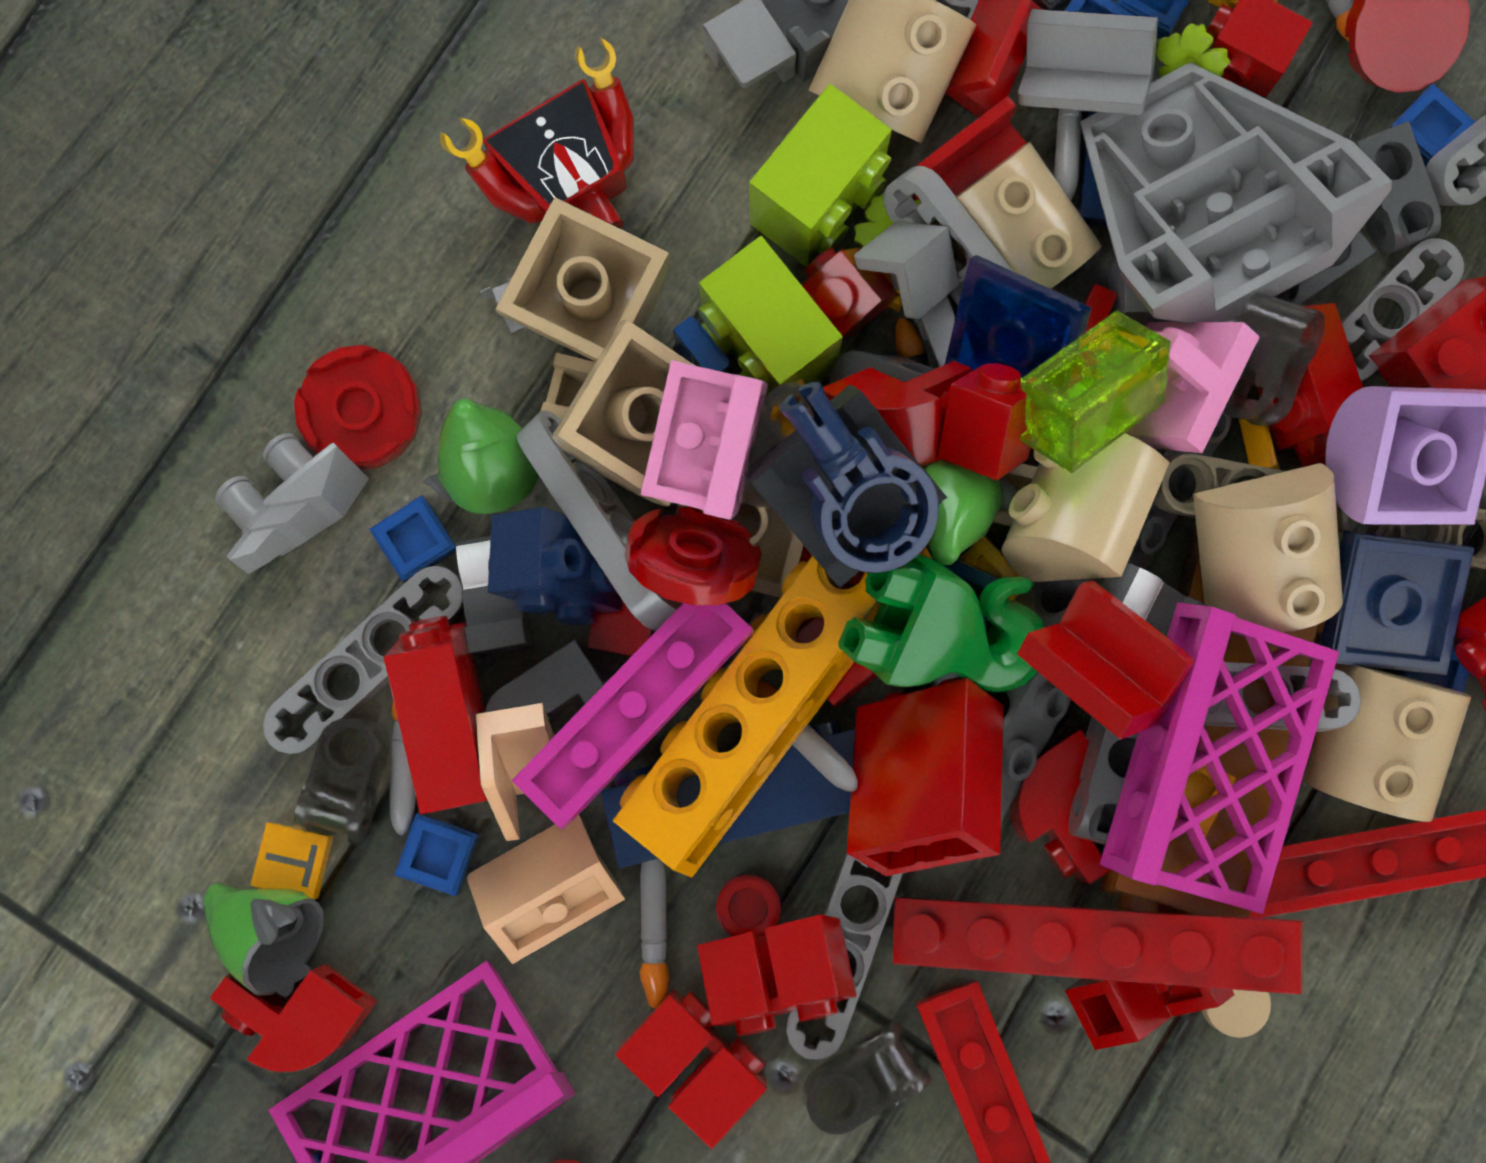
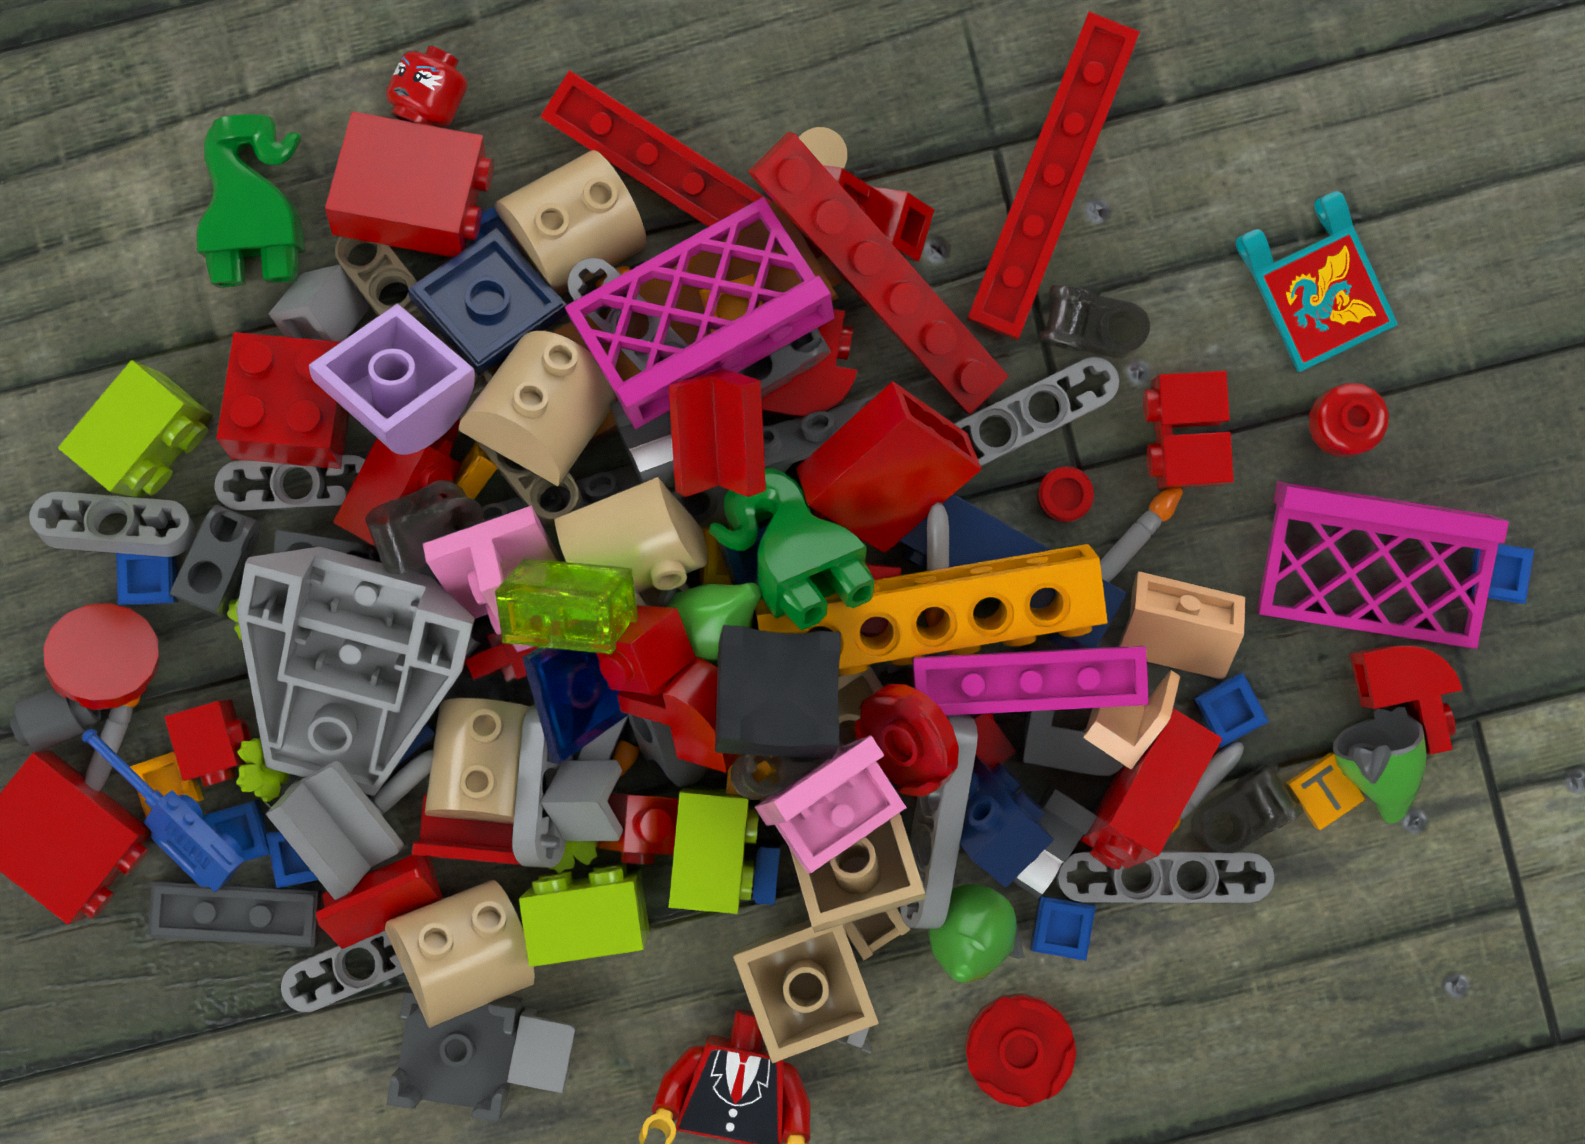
camera: 145 degrees left, 5 degrees up
(309, 500) = (1108, 1013): light grey connector -> none
(786, 970) = (1088, 438): red piece -> none
(850, 474) = (773, 690): dark blue pin -> none

